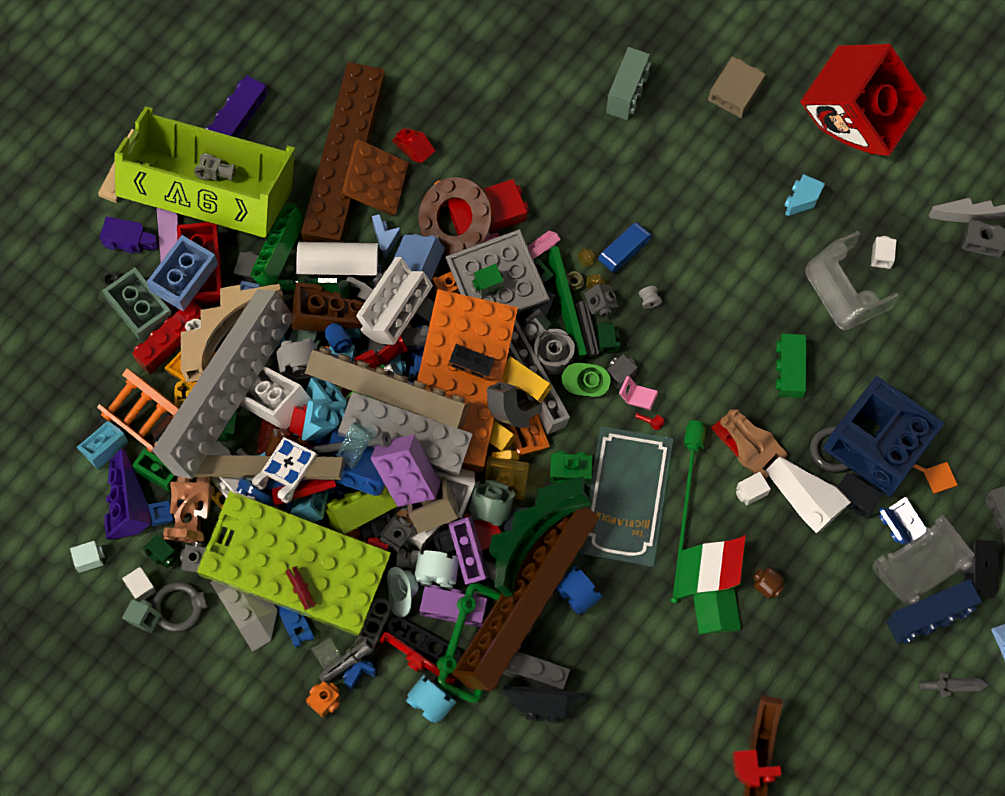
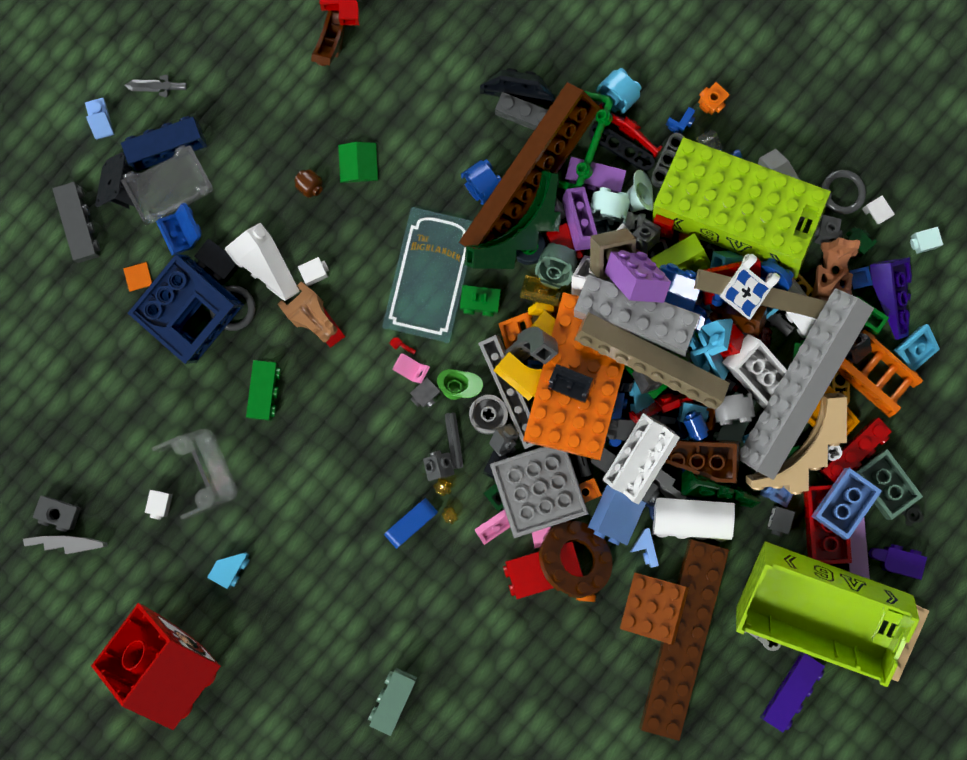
camera: 170 degrees left, 15 degrees up
(141, 615) = (875, 181): sand green brick -> none
(214, 168) = (816, 626): light grey connector -> none
(278, 245) = (751, 537): green beam -> none
(301, 588) = (736, 171): dark red pin -> none
(353, 655) = (688, 129): dark grey pin -> none
(354, 444) = (685, 299): clear light blue tile -> none
(382, 439) = (658, 298): dark grey bar -> none
(413, 144) = (614, 647): red slope -> none
(488, 280) = (549, 481): green brick -> none
(566, 303) = (472, 465): green tile -> none
(575, 276) = (457, 491): olive plate -> none
(607, 338) = (435, 428): dark green brick -> none
(650, 297) = (391, 468): light grey wheel -> none
(708, 565) = (363, 200): flag -> none
(736, 87) = (281, 696): dark tan brick -> none

